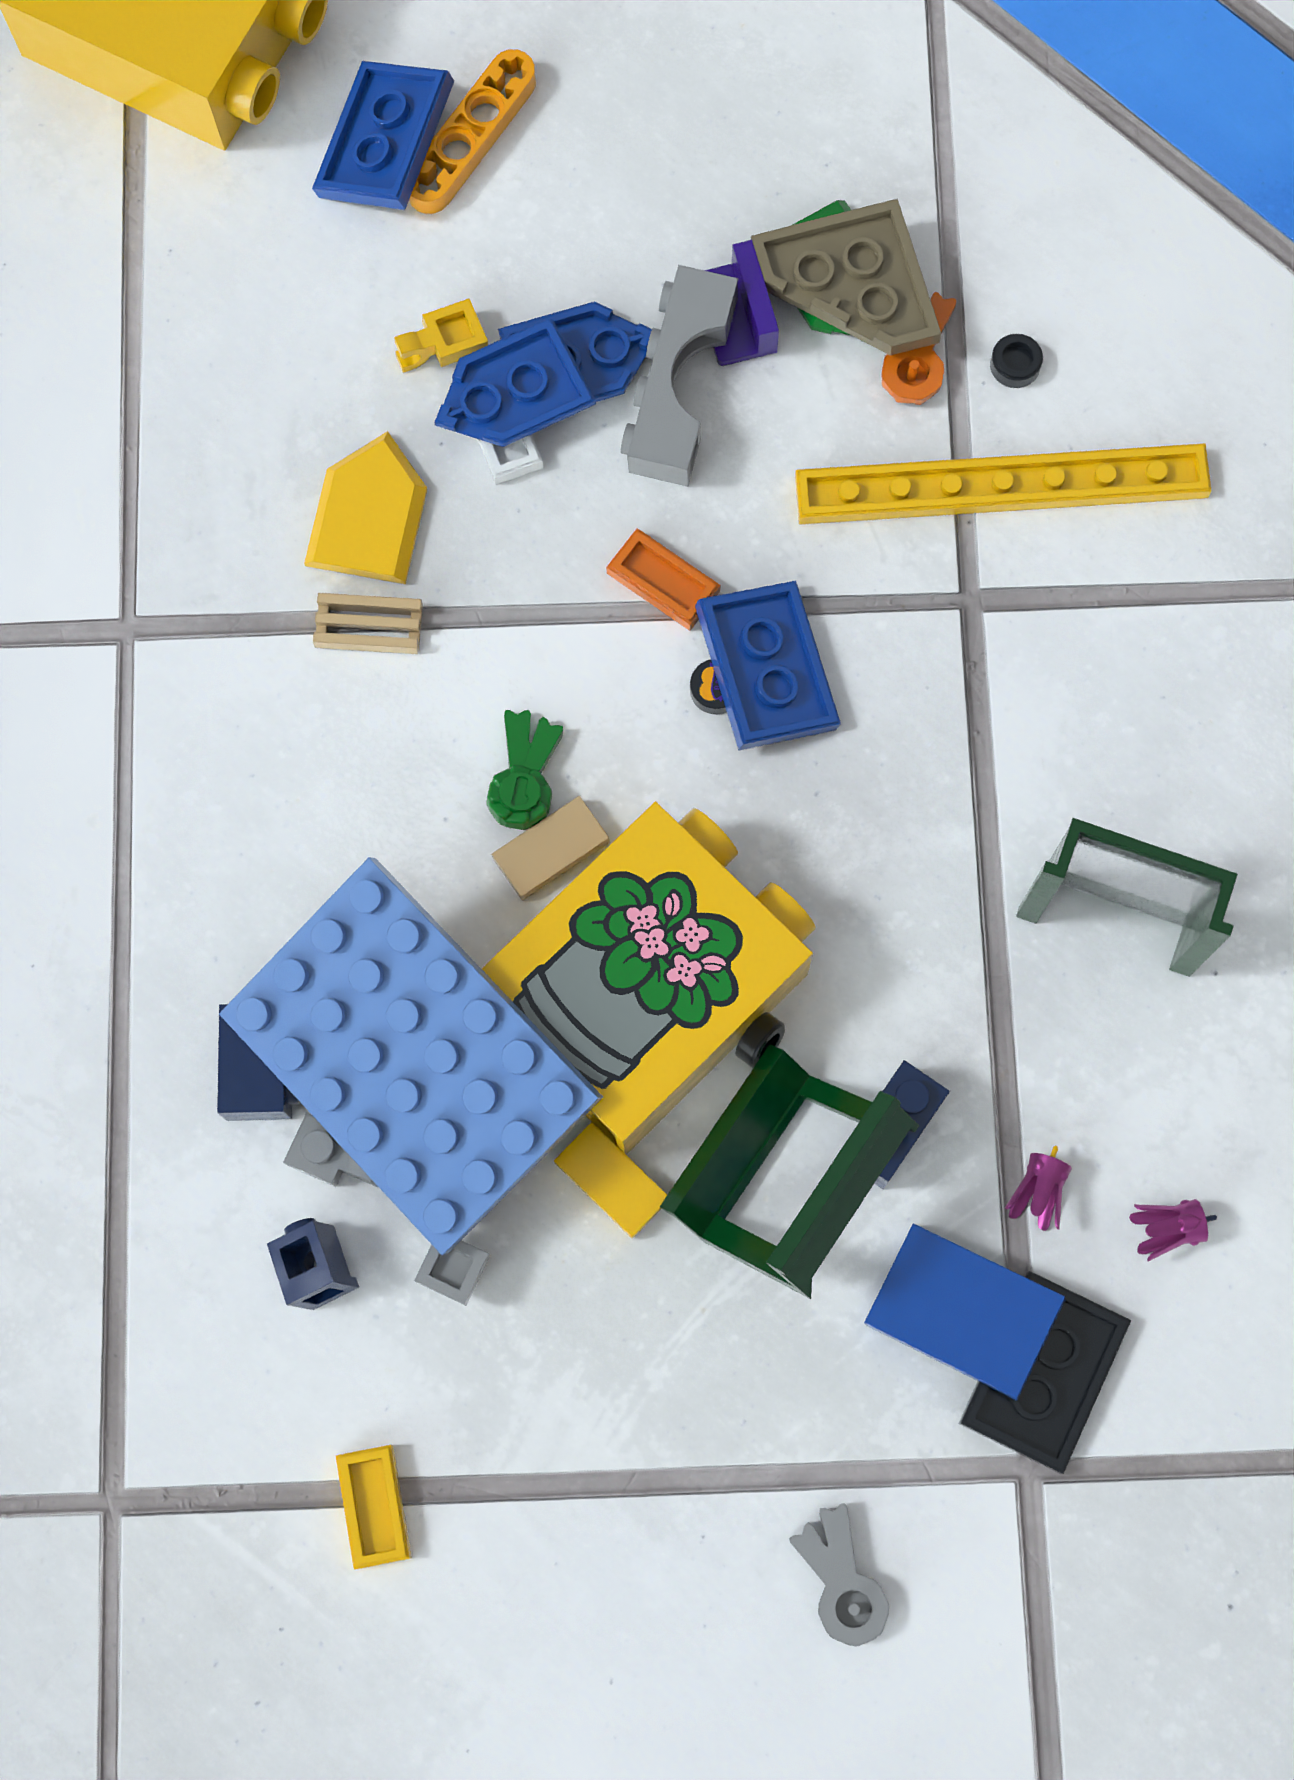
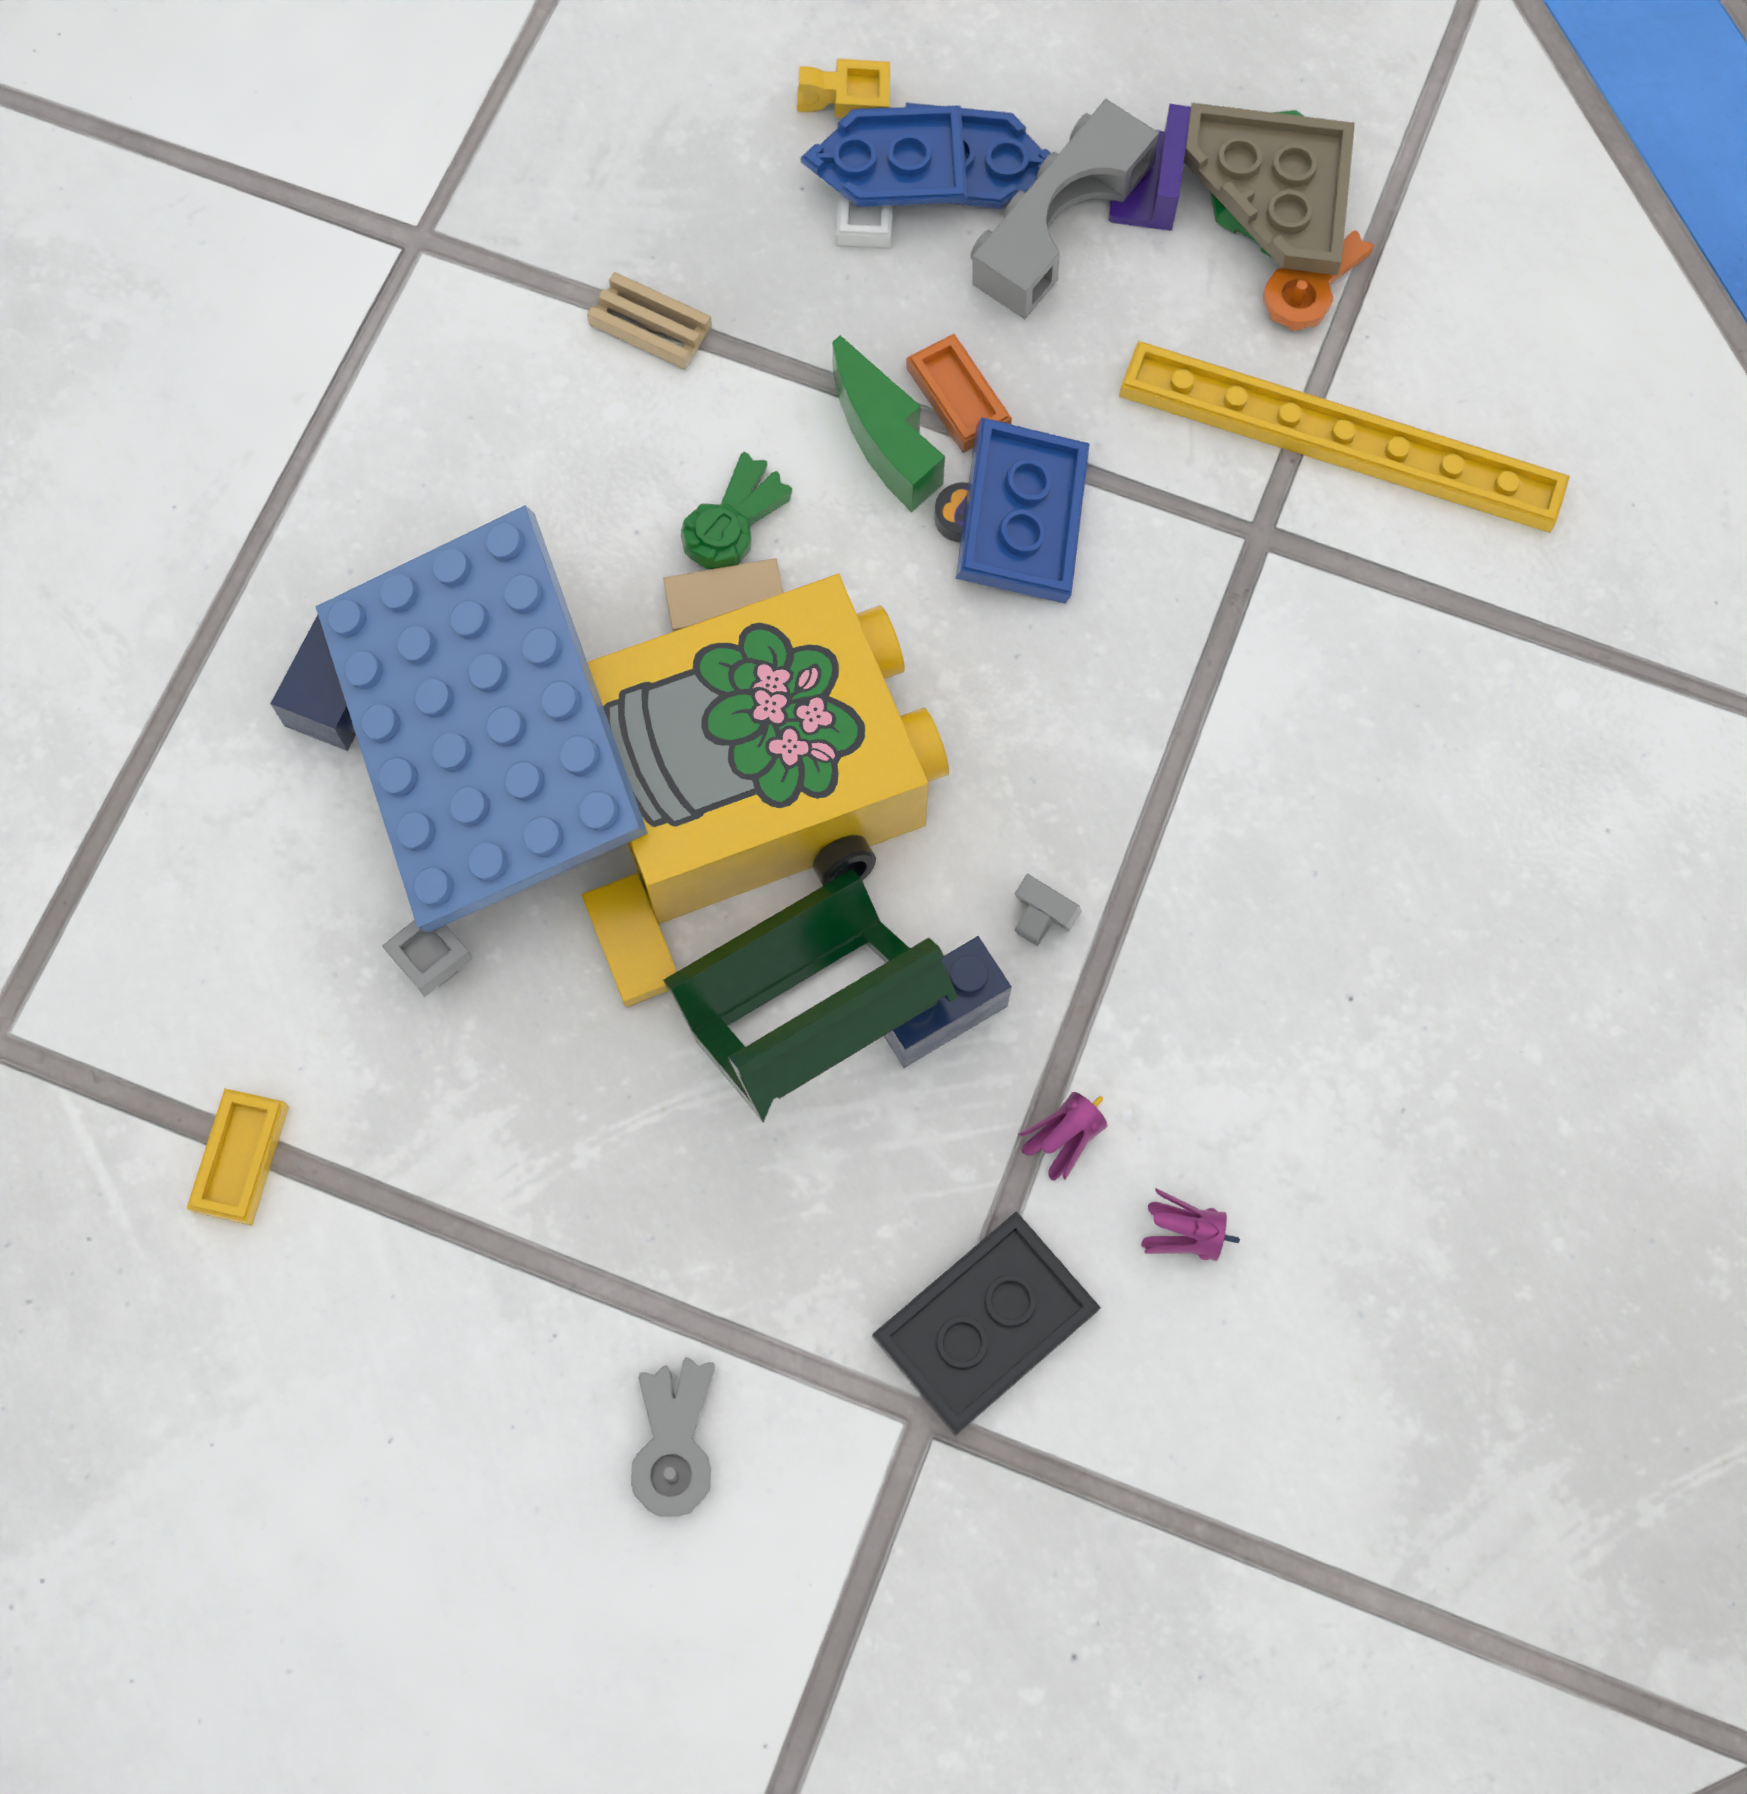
camera: 20 degrees right, 5 degrees down
(294, 1261) = (291, 892): dark blue brick -> none
(320, 1155) = (352, 793): light grey plate -> none
(368, 514) = (699, 223): yellow tile -> none
(617, 638) = (886, 427): none -> green slope
(941, 1008) = (1043, 909): none -> light grey tile
(965, 1311) = (929, 1222): blue tile -> none
(1016, 360) = (1409, 326): black tile -> none
(1143, 880) = (1293, 842): piece -> none

